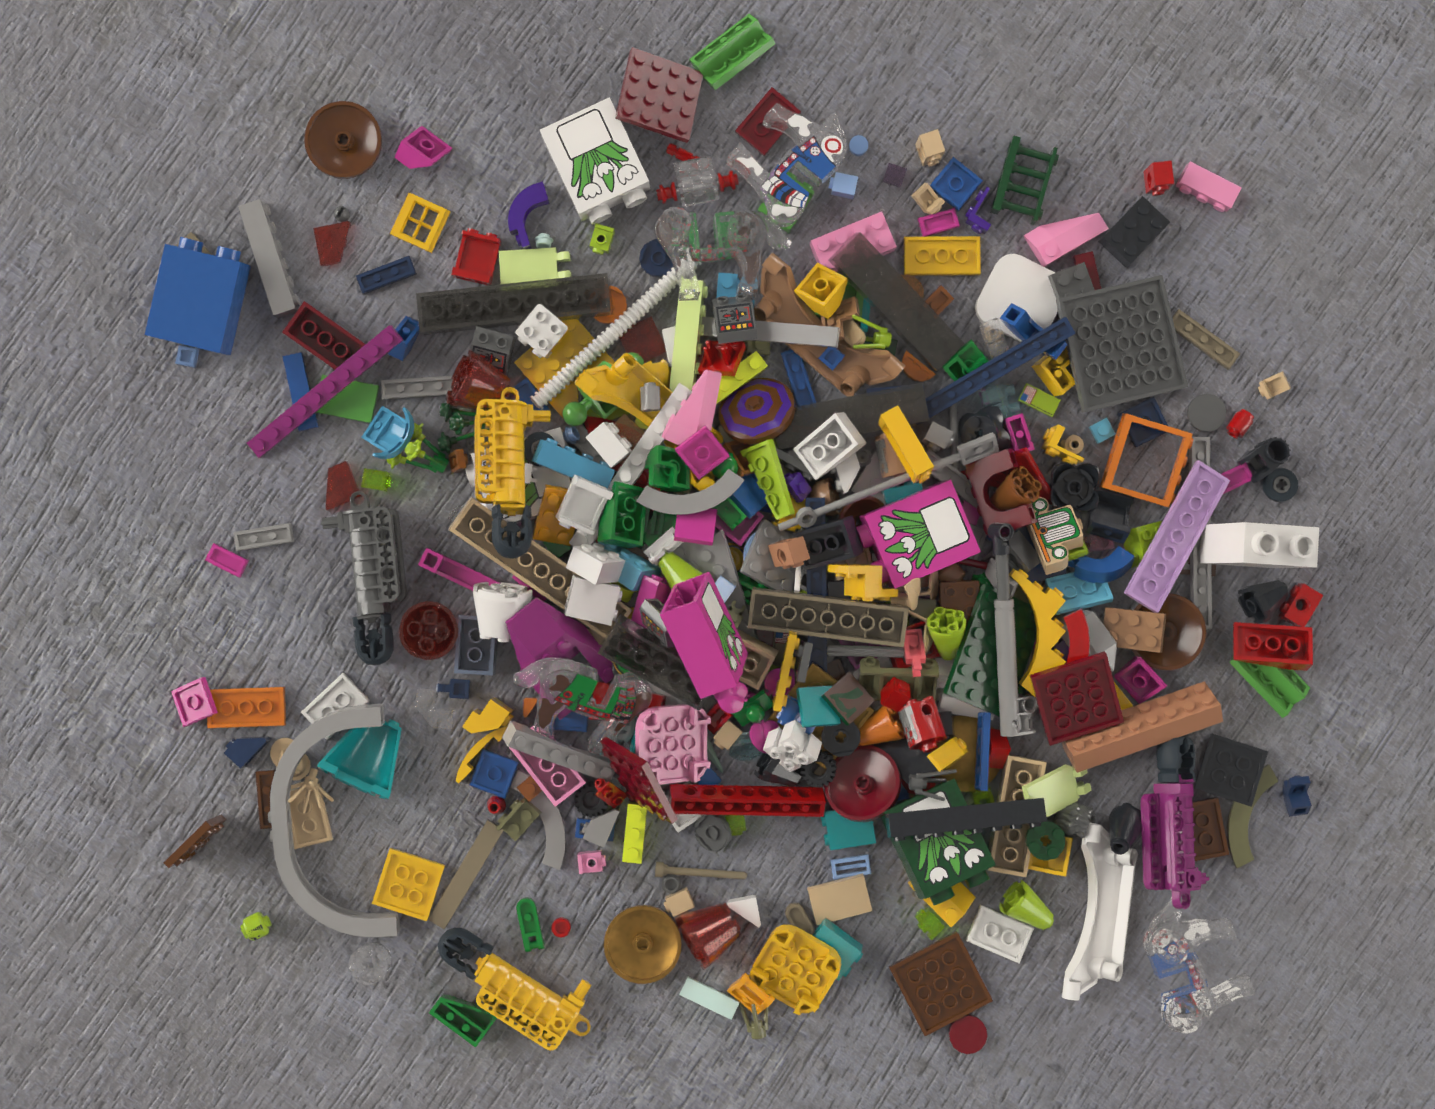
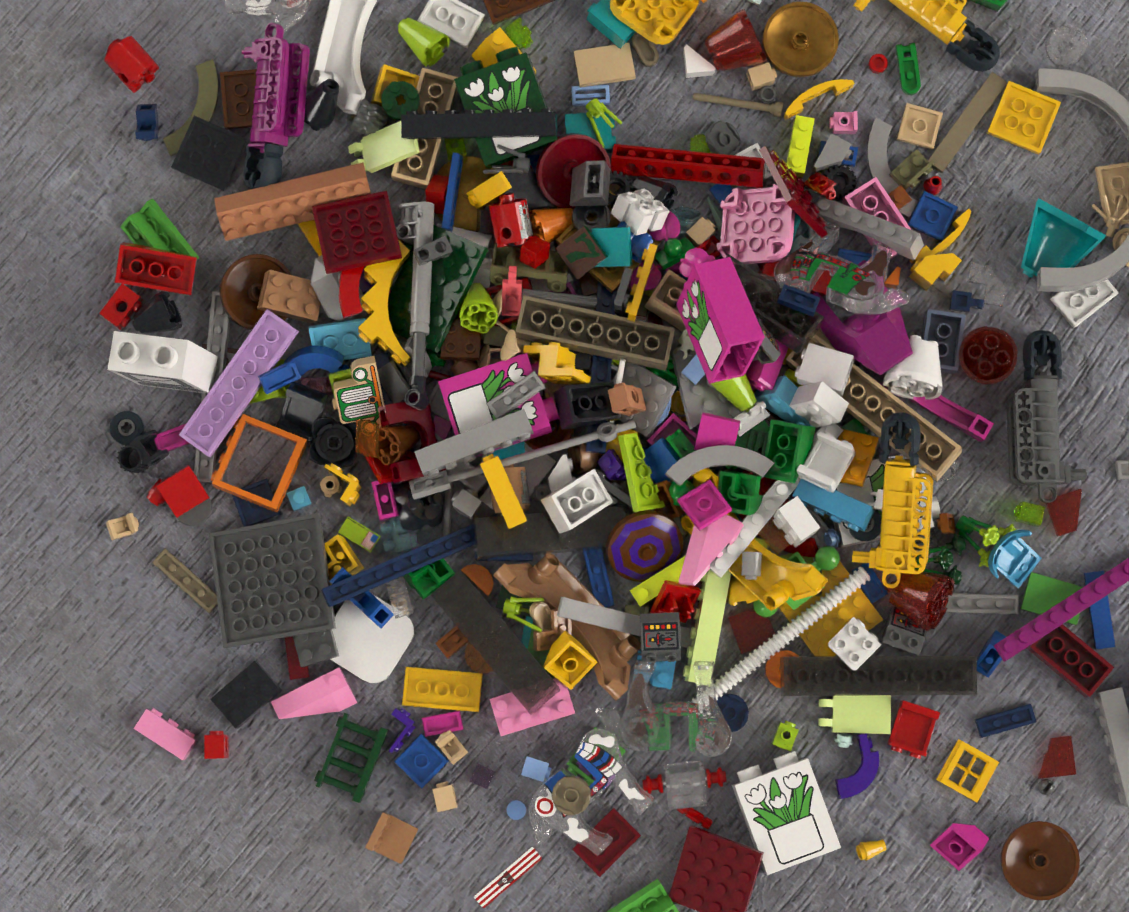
camera: 175 degrees left, 5 degrees down
(511, 137) = (869, 849): none -> yellow cone
(514, 865) = (919, 126): none -> tan tile
(600, 898) = (837, 86): none -> yellow slope
(624, 666) = (798, 300): none -> dark blue plate
(668, 335) = (726, 628): white slope -> none
(808, 156) = (571, 795): none -> dark tan tile
(832, 357) = (563, 590): blue tile -> none
(844, 849) = (597, 109): none -> lime plant
(845, 769) = (590, 184): none -> flat silver slope
(860, 80) = (507, 877): none -> sticker
(902, 543) = (515, 395): none -> light grey tile
(939, 491) = (473, 443): none -> light grey brick
(977, 107) = (392, 837): none -> medium nougat bracket
(999, 684) = (432, 251): none -> dark grey leg
(1043, 491) = (367, 438): none -> clear orange piece
(1138, 545) = (279, 377): none -> blue tile
(1139, 679) = (289, 248): dark pink slope -> none
(1219, 424) = (182, 491): none -> red tile
(1321, 855) = (130, 63): none -> red cylinder

